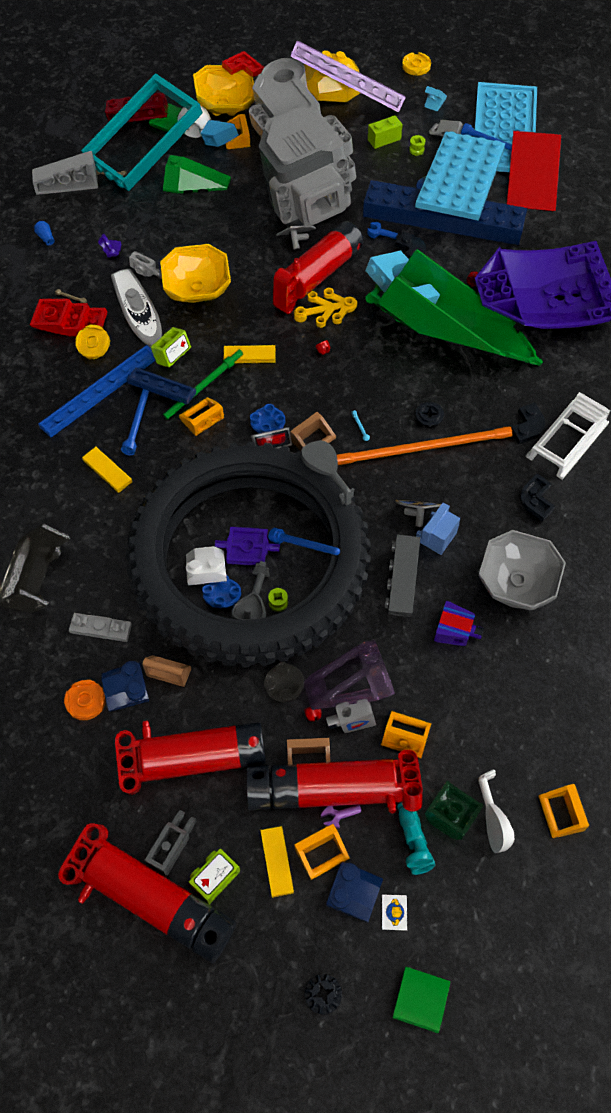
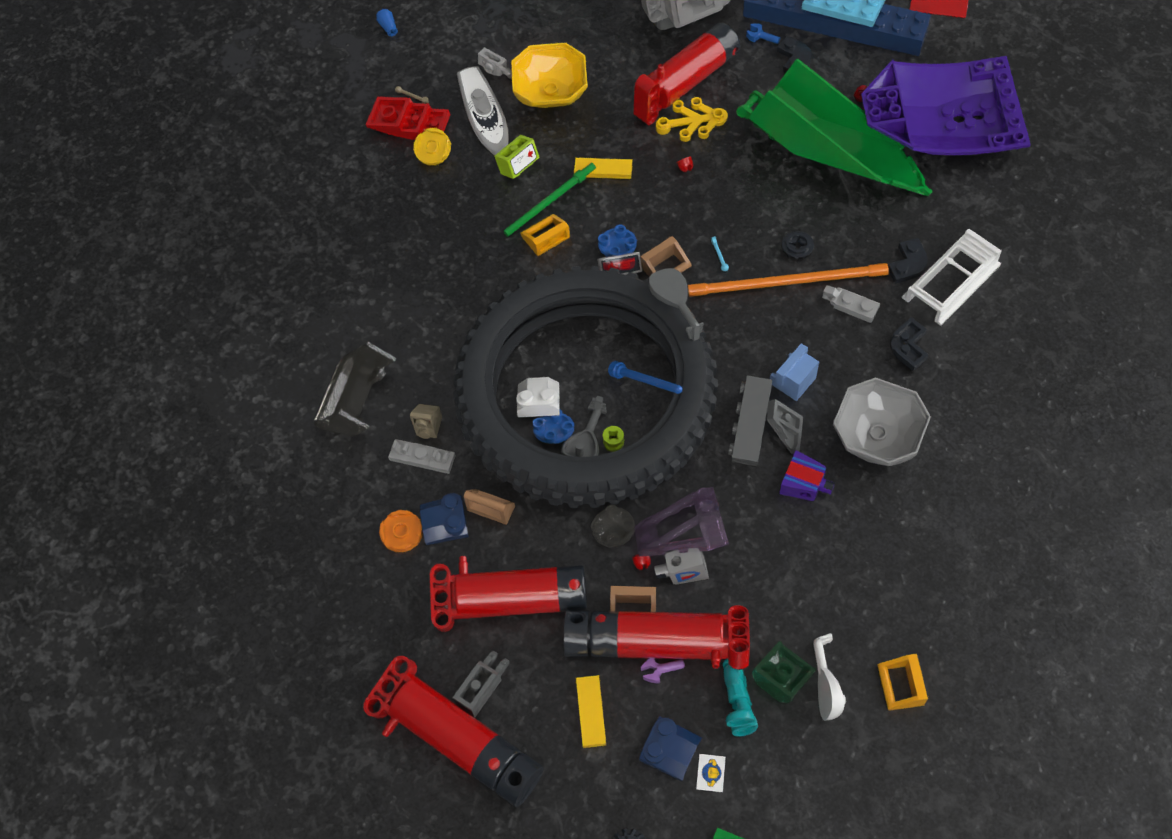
camera: 10 degrees right, 0 degrees up
(96, 392) = (434, 201): blue tile -> none
(102, 593) = (426, 420): none -> dark tan slope
(107, 469) = (439, 288): yellow tile -> none
(110, 247) = (458, 41): dark purple piece -> none
(129, 445) = (465, 263): blue piece -> none
(161, 385) = (504, 199): dark blue tile -> none
(214, 875) = (524, 720): brick -> none
(247, 545) = (584, 378): dark purple plate -> none
(293, 230) = (664, 38): light grey shield -> none
(315, 841) = (633, 693): light orange tile -> none
(388, 266) = (761, 76): medium azure arch -> none
(401, 739) = (732, 594): light orange tile -> none
(419, 512) = (775, 353): light grey shield -> none
(435, 577) = (786, 424): none -> dark grey wing
(482, 463) = (851, 303): none -> light grey hinge

